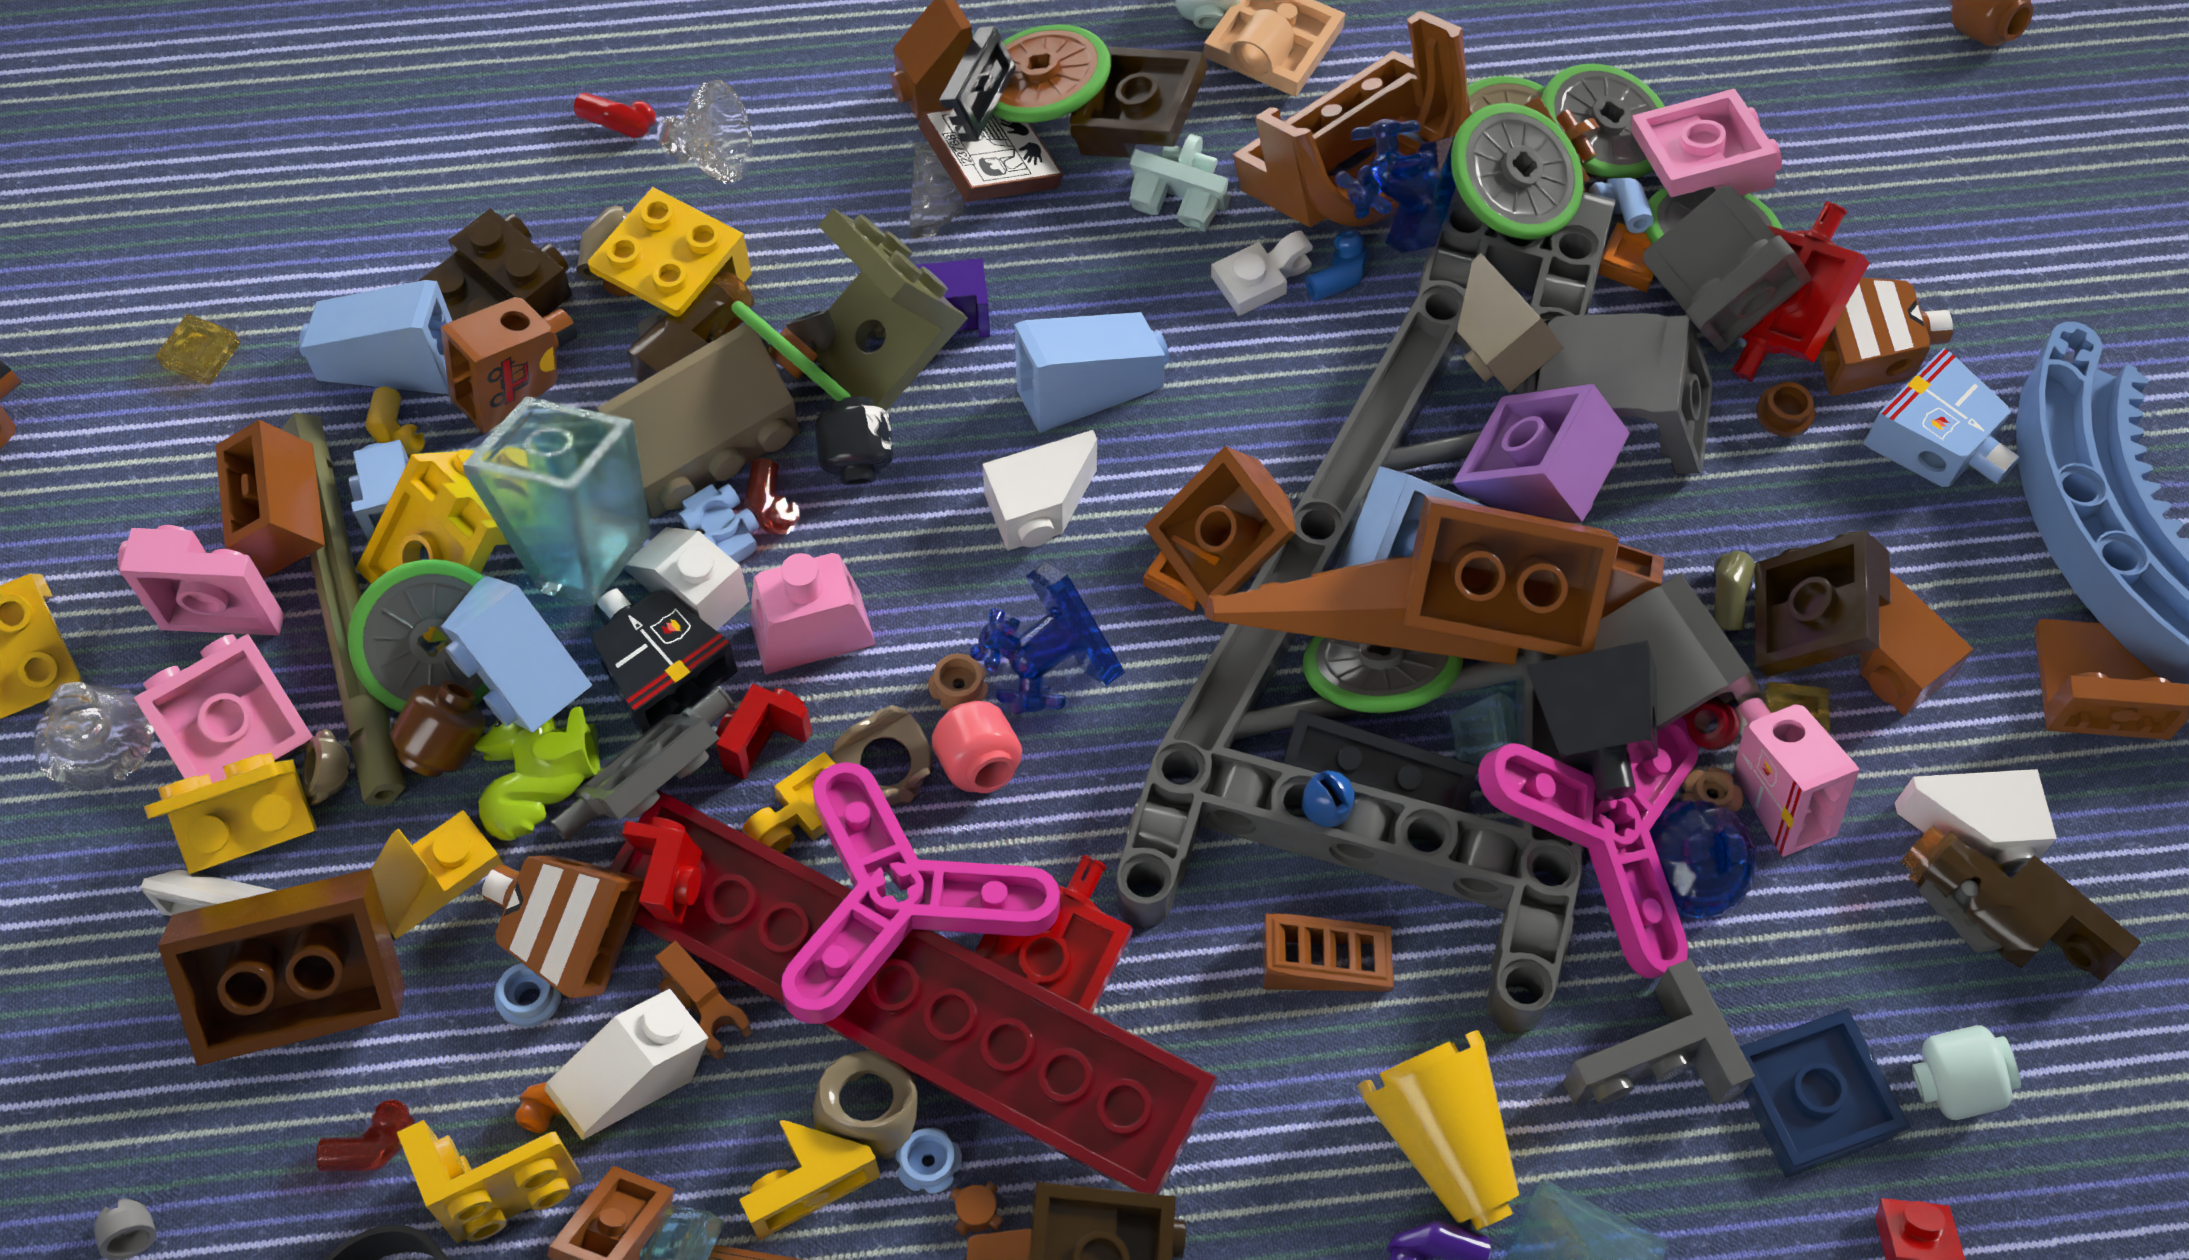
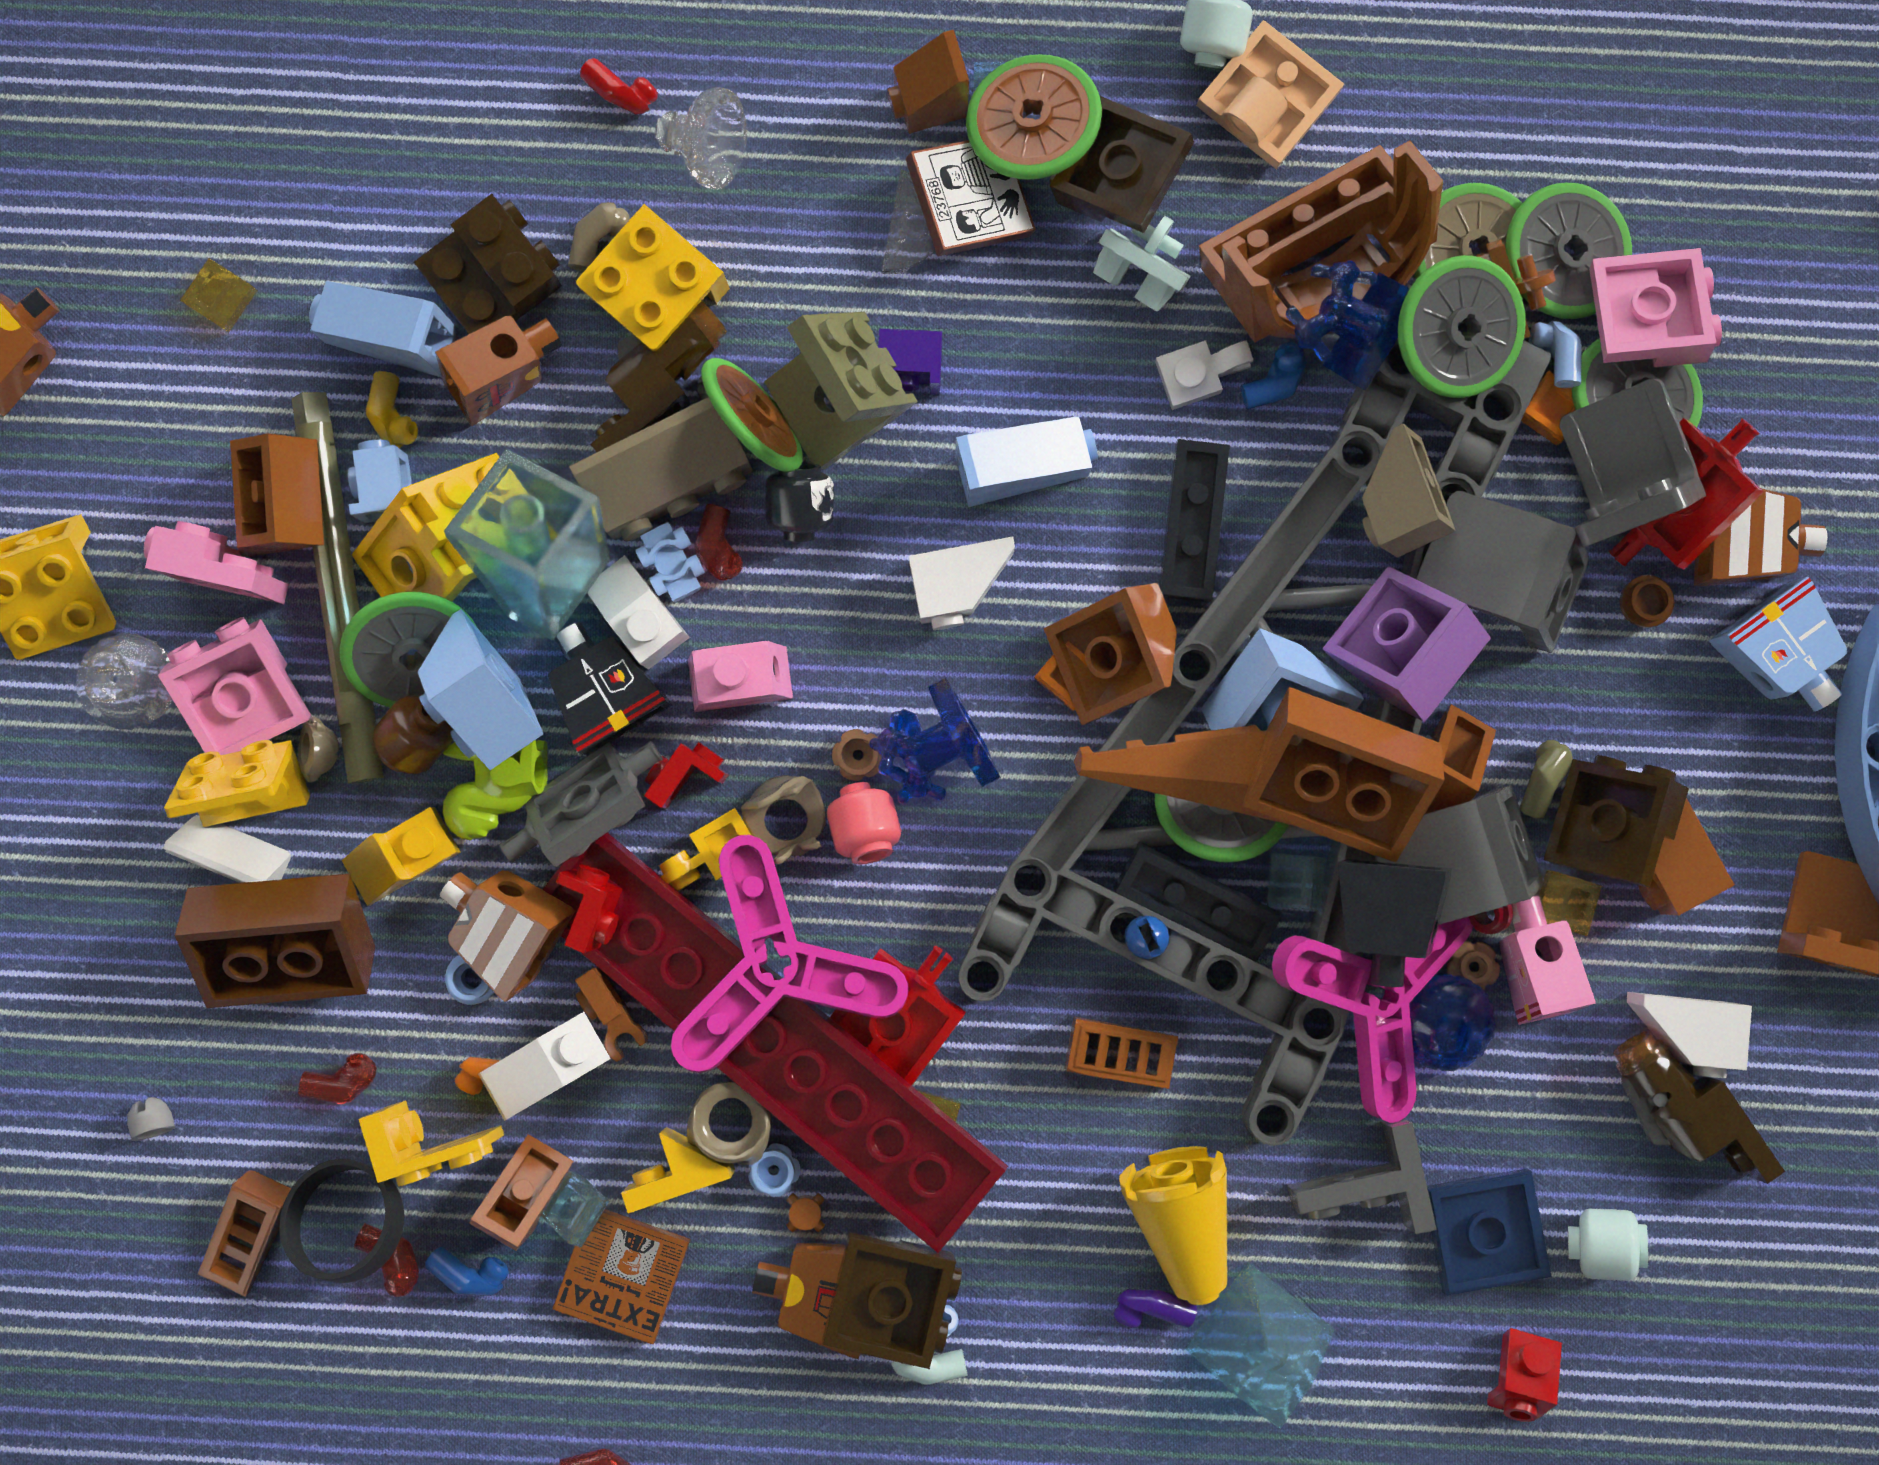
camera: 10 degrees right, 25 degrees up
(814, 329) = (775, 381): dark grey hinge -> none
(976, 78) = (967, 134): black tile -> none
(1285, 402) = (1194, 520): none -> black plate

